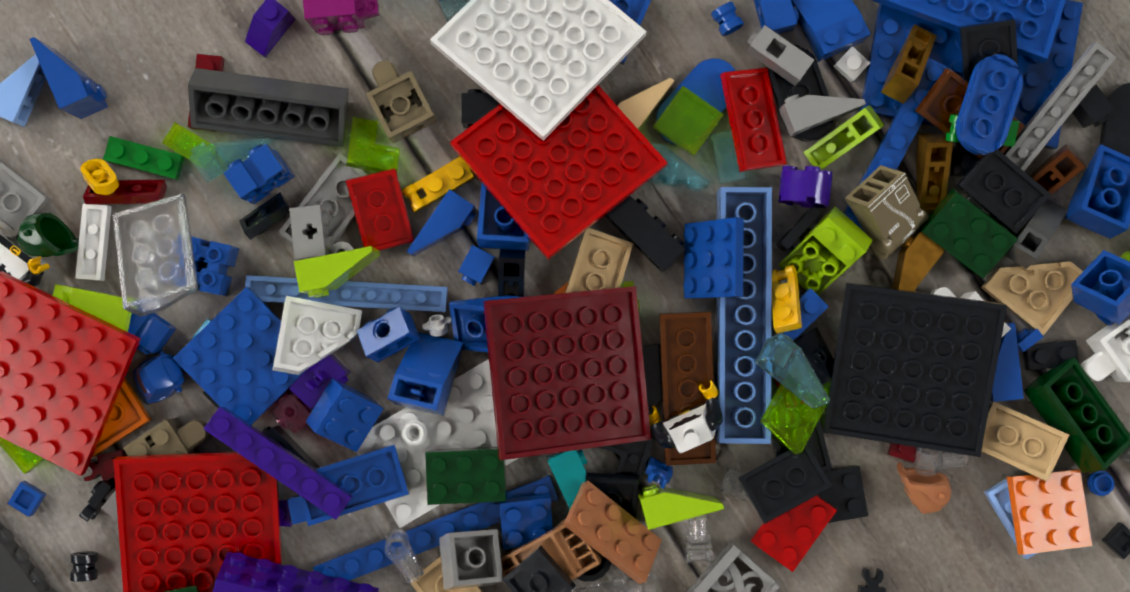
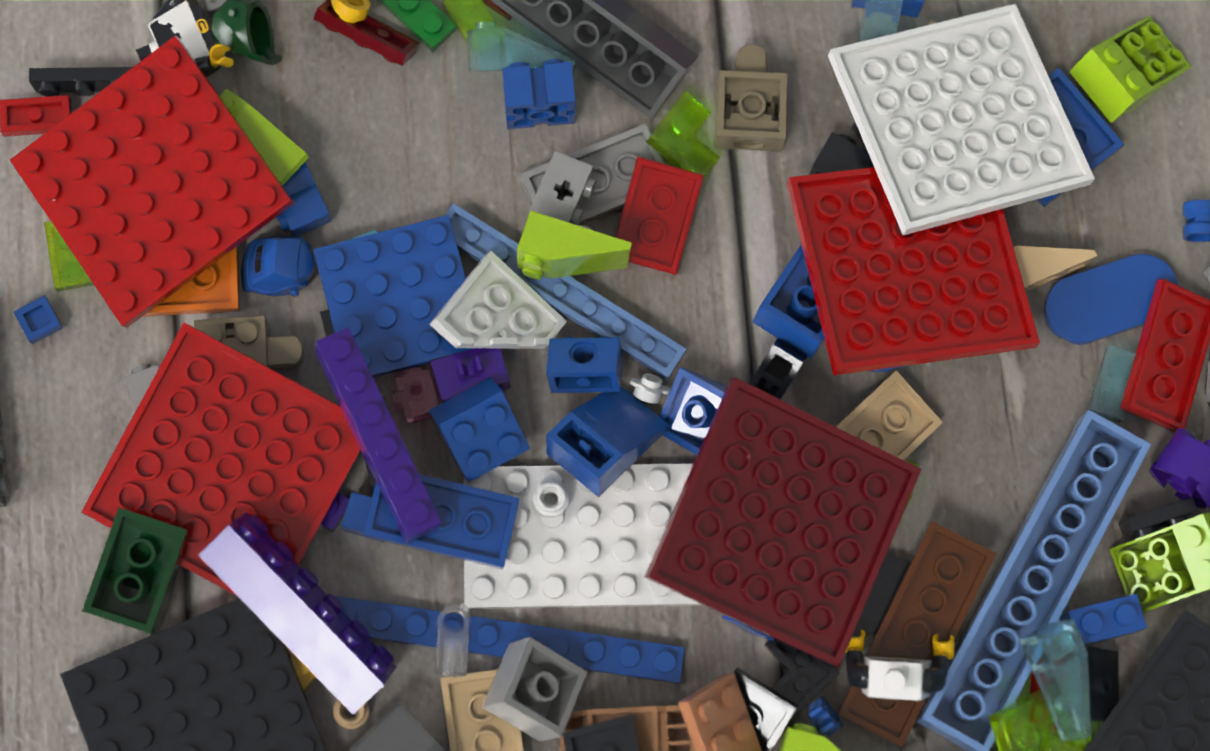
camera: 25 degrees right, 10 degrees down
(84, 566) = (58, 437): black wheel -> none
(93, 242) = (294, 67): white plate -> none
(97, 500) = (122, 366): black plate -> none
(104, 466) = (155, 336): dark red plate -> none
(155, 255) = (366, 119): clear slope -> none
(218, 258) = (411, 184): blue brick -> none
(265, 215) = (507, 148): black plate -> none
(438, 183) = (743, 224): yellow plate -> none
(445, 221) = (725, 272): blue slope -> none
(465, 476) = (586, 583): dark green brick -> none
(476, 265) = (736, 344): blue brick -> none
(524, 519) = (625, 679): blue plate -> none
(569, 472) = (713, 653): teal slope -> none
(646, 232) = (964, 416): black brick -> none
(679, 171) = (1043, 367): clear light blue slope -> none
(688, 121) = (1088, 313): clear neon green plate -> none
(713, 259) = (1034, 490): blue plate -> none
(785, 300) = (1097, 589): yellow plate -> none

